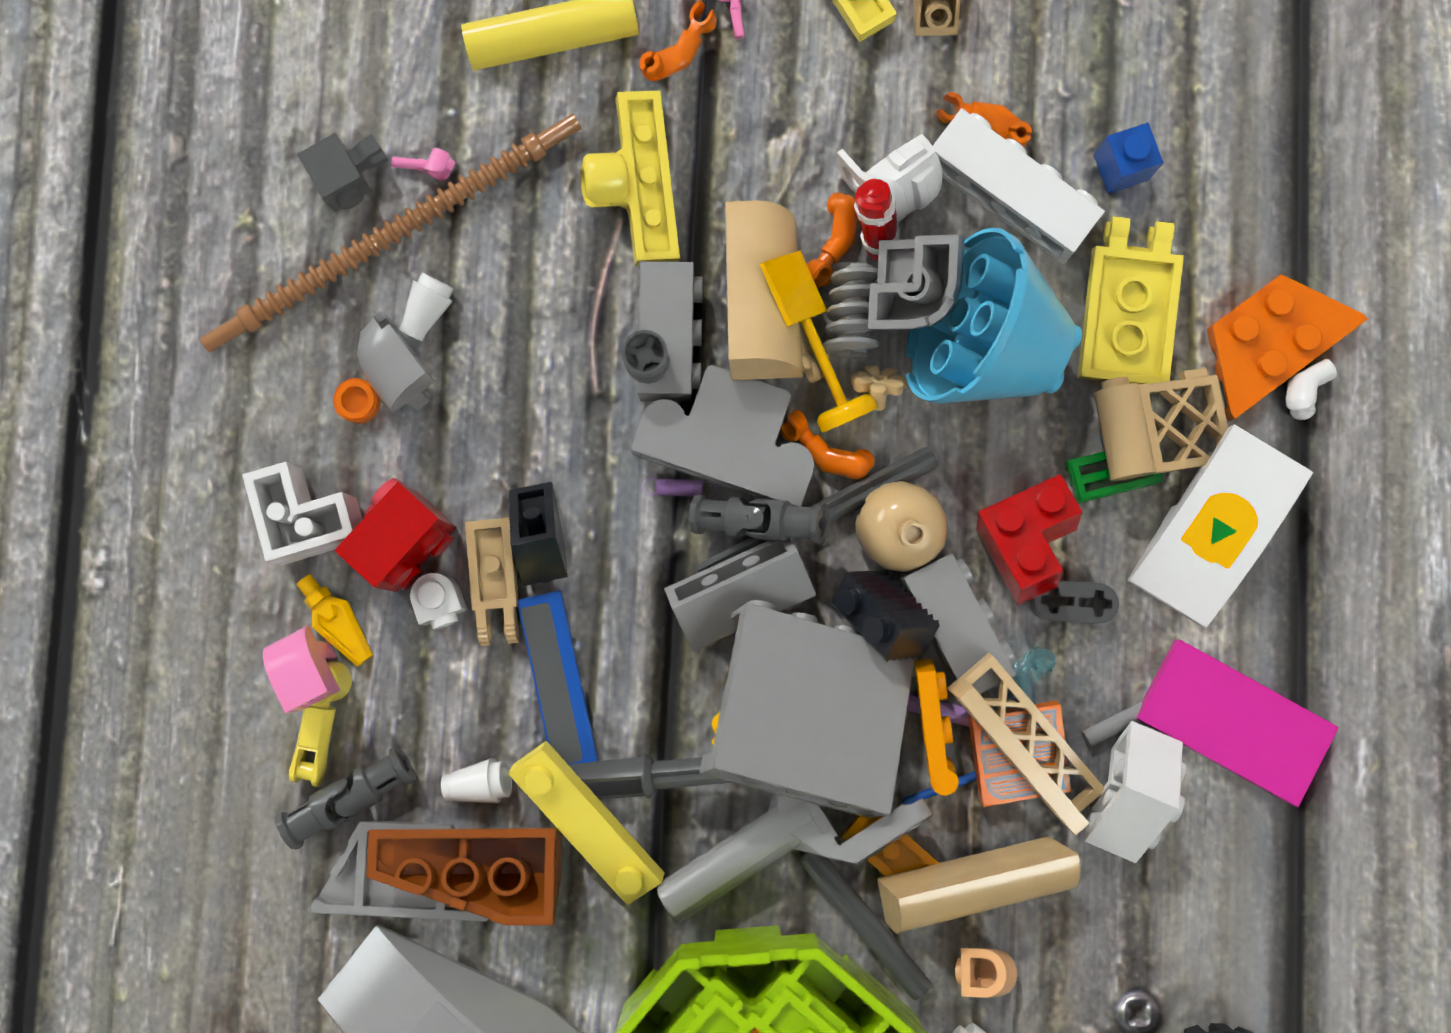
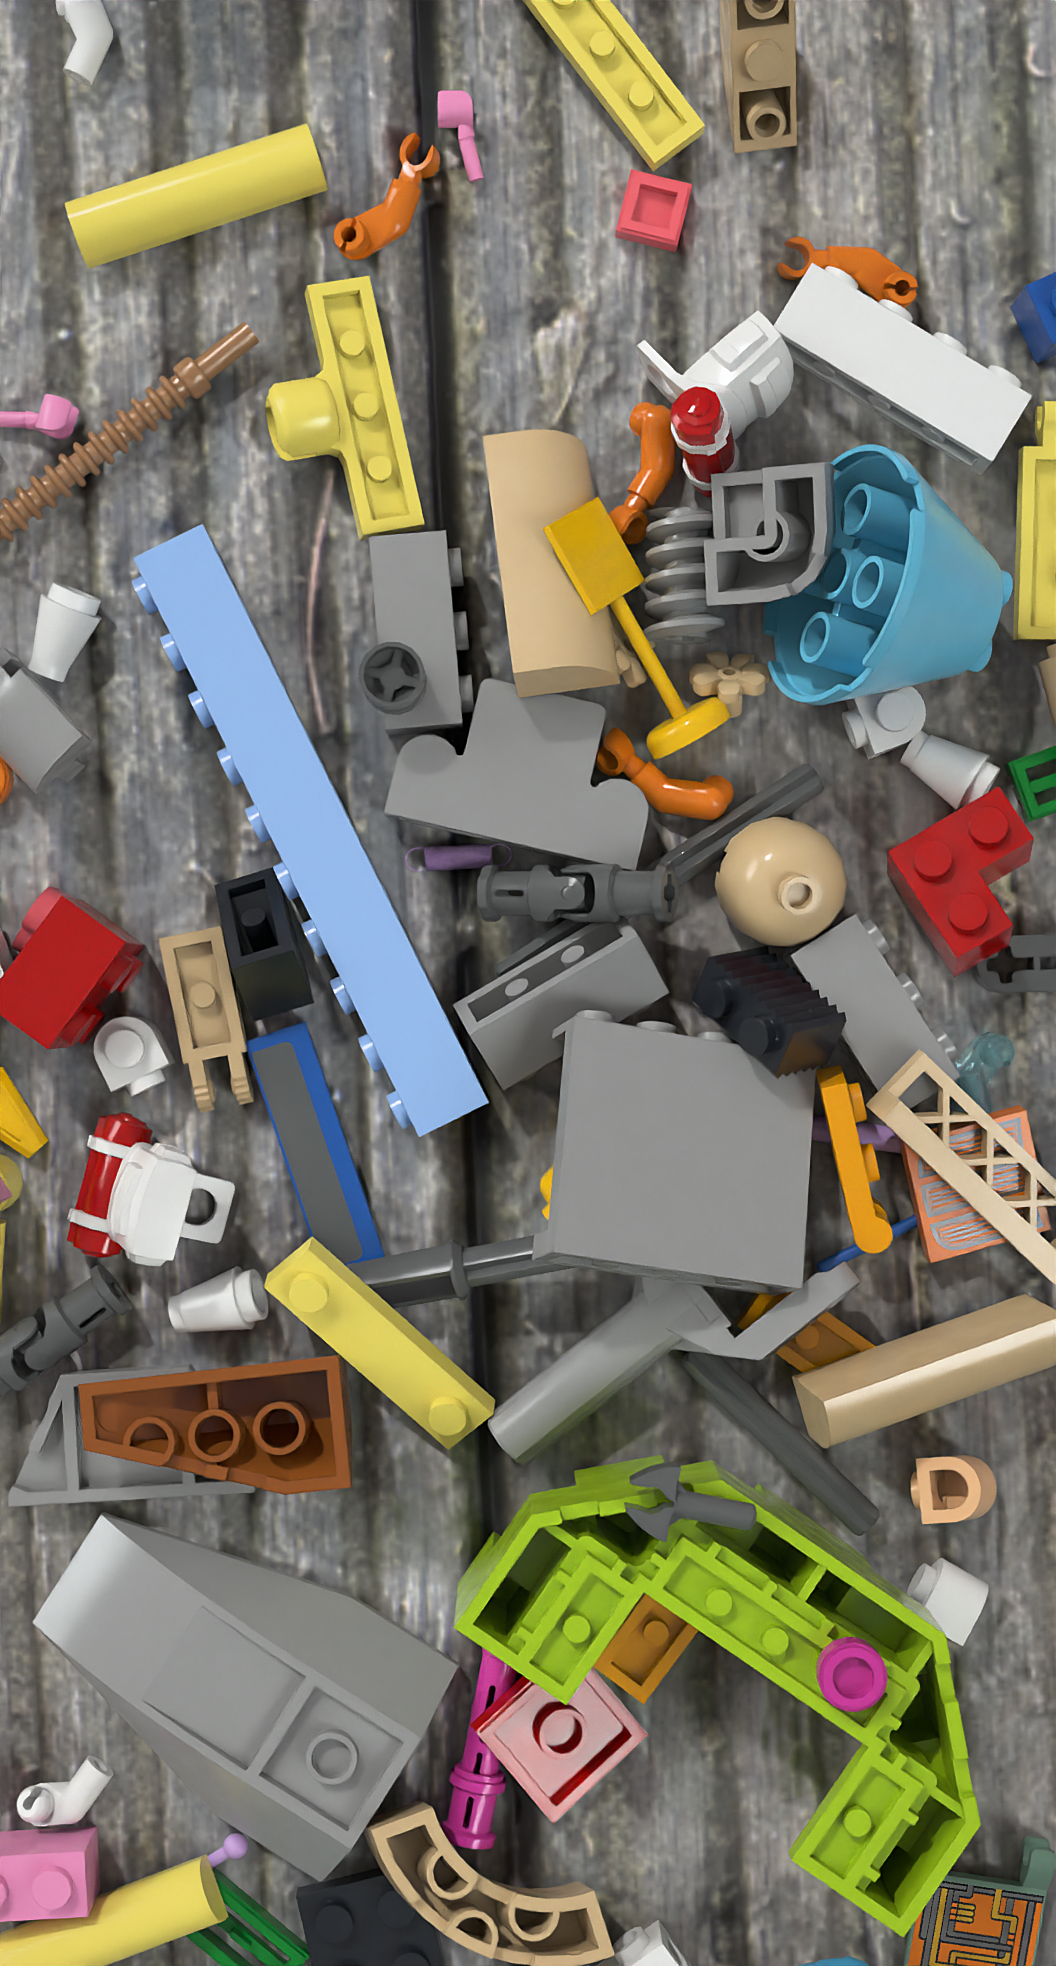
camera: 10 degrees left, 5 degrees up
(428, 700) = (140, 1196): none -> white piece
(579, 461) = (310, 831): none -> light blue brick
(790, 964) = (684, 1504): none -> dark grey bar
(856, 68) = (653, 210): none -> coral tile
(983, 421) = (884, 720): none -> white plate
(1026, 460) = (950, 768): none -> white cone

